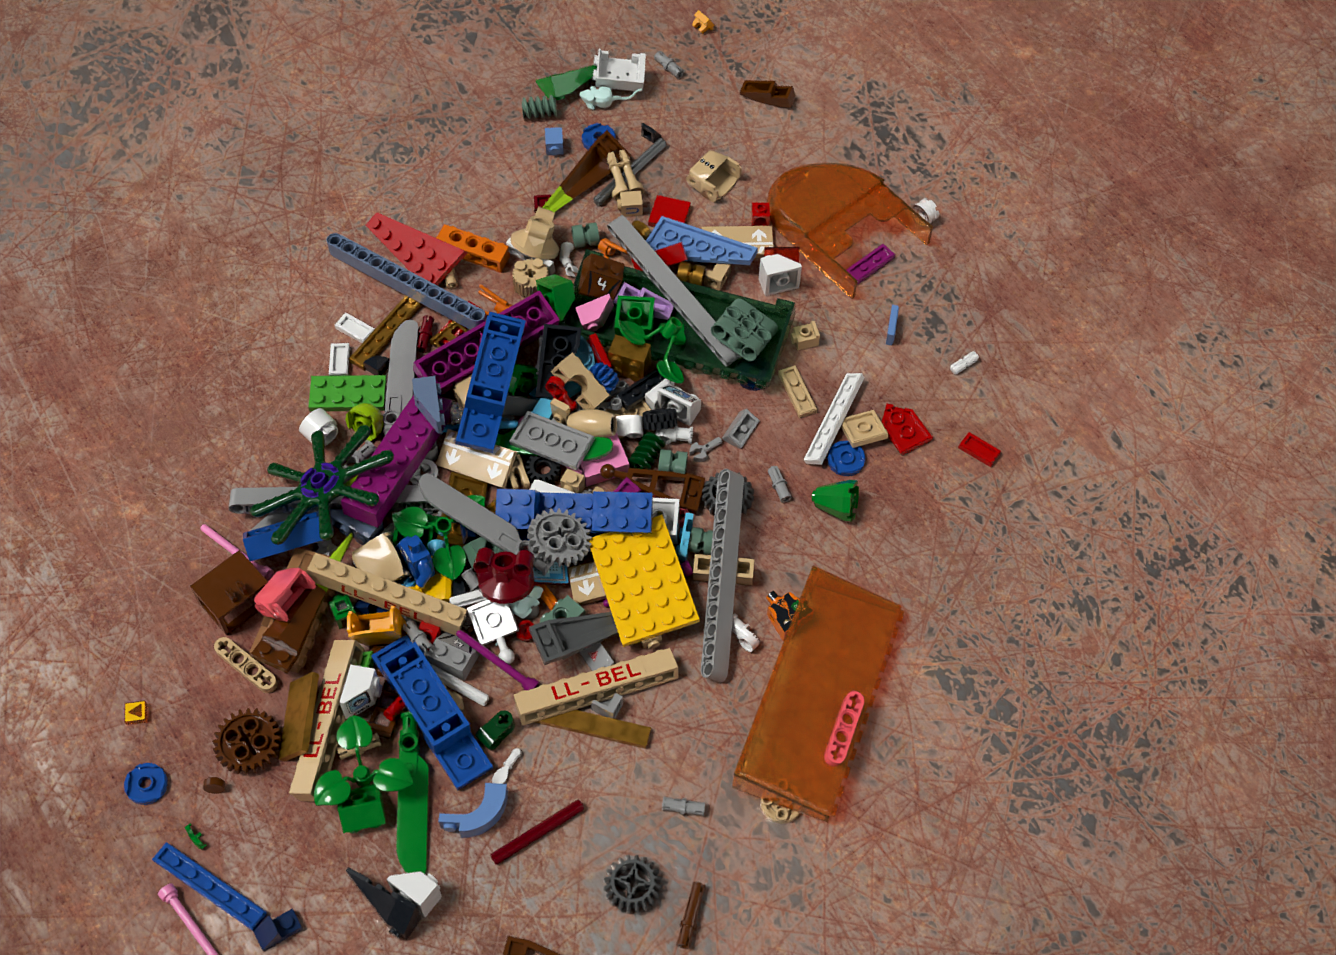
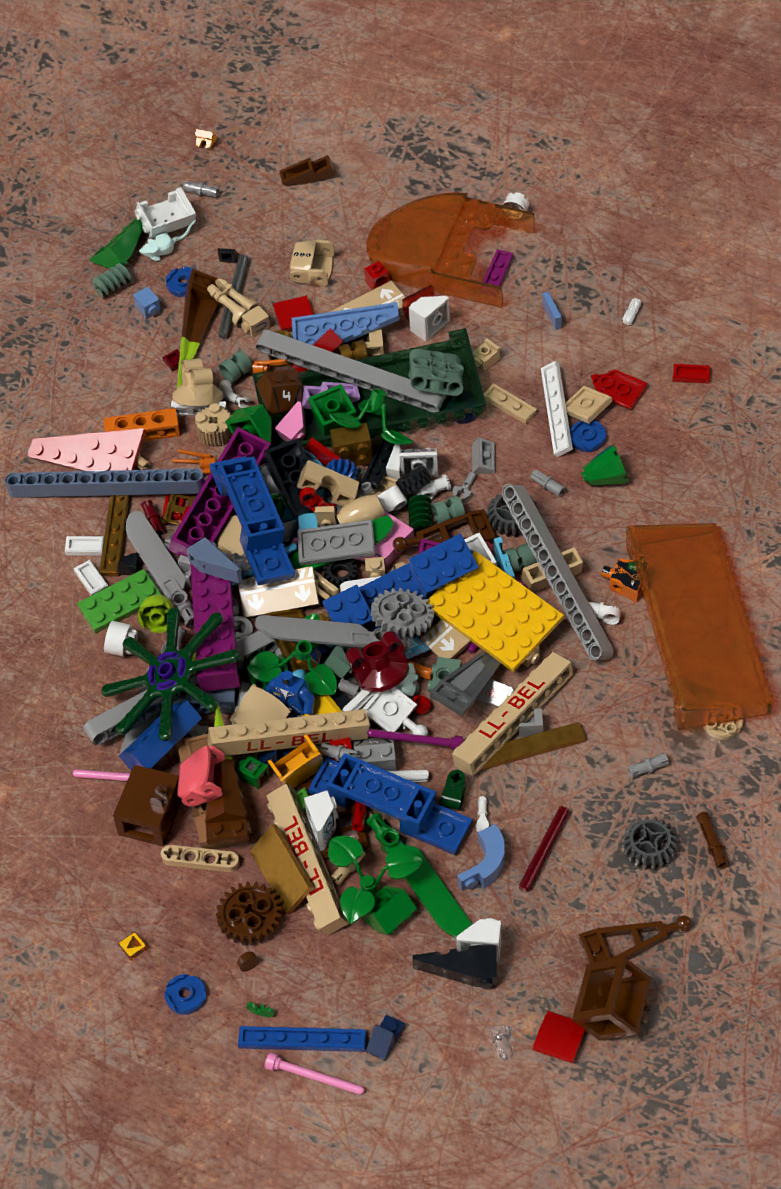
camera: 25 degrees left, 5 degrees down
(841, 727) = (742, 633): coral beam -> none

